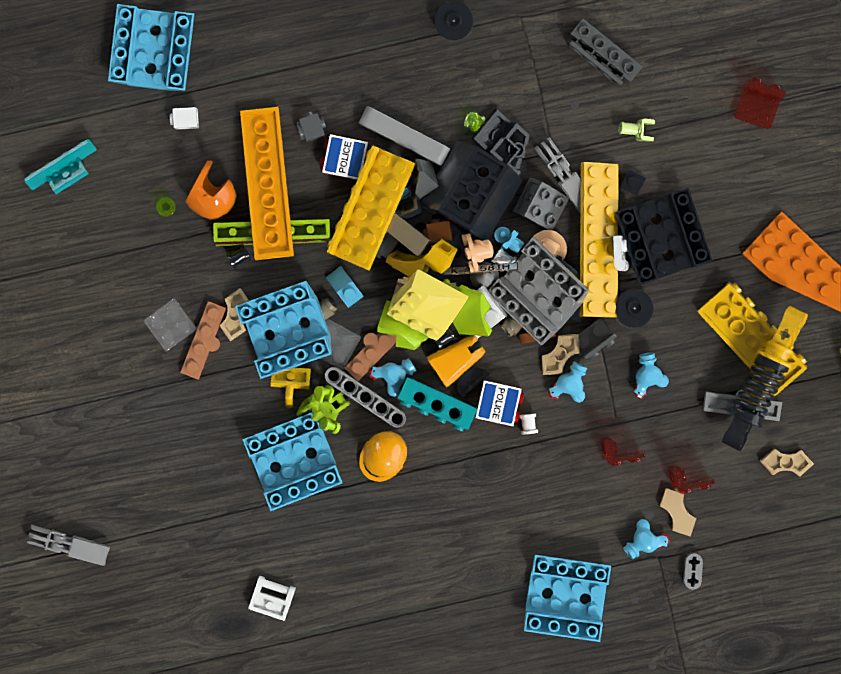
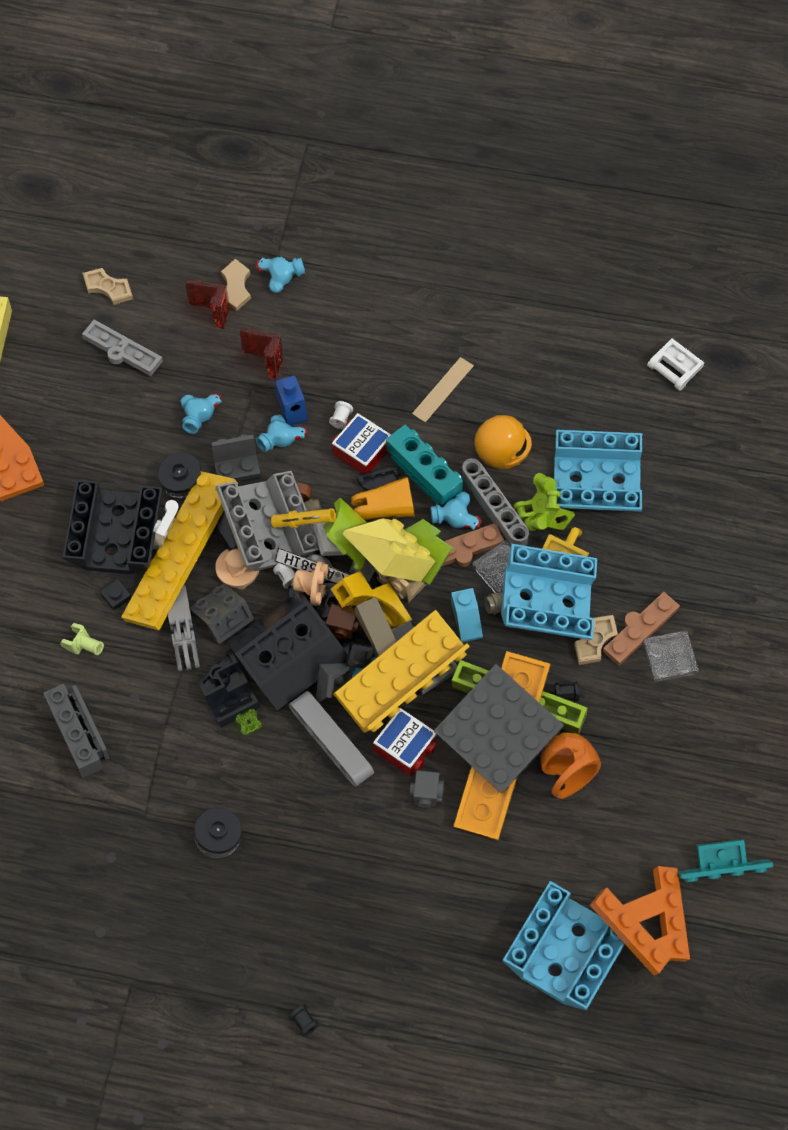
camera: 155 degrees left, 25 degrees down
(93, 114) = (626, 921): none -> orange plate
(159, 206) = (627, 771): clear neon green plate -> none
(184, 118) = (563, 858): white brick -> none
(273, 191) = (498, 728): none -> dark grey plate
(456, 489) = (442, 389): none -> tan sticker
(508, 239) = (272, 585): medium azure hips -> none
(515, 300) = (280, 520): none -> yellow pin
(563, 611) = (391, 242): medium azure slope -> none
(566, 347) = (266, 465): tan tile -> none
(575, 416) = (289, 394): none -> blue torso
(697, 571) = (251, 232): light grey beam -> none
(745, 329) = (76, 401): yellow bracket -> none
(763, 383) = (88, 350): black piece -> none

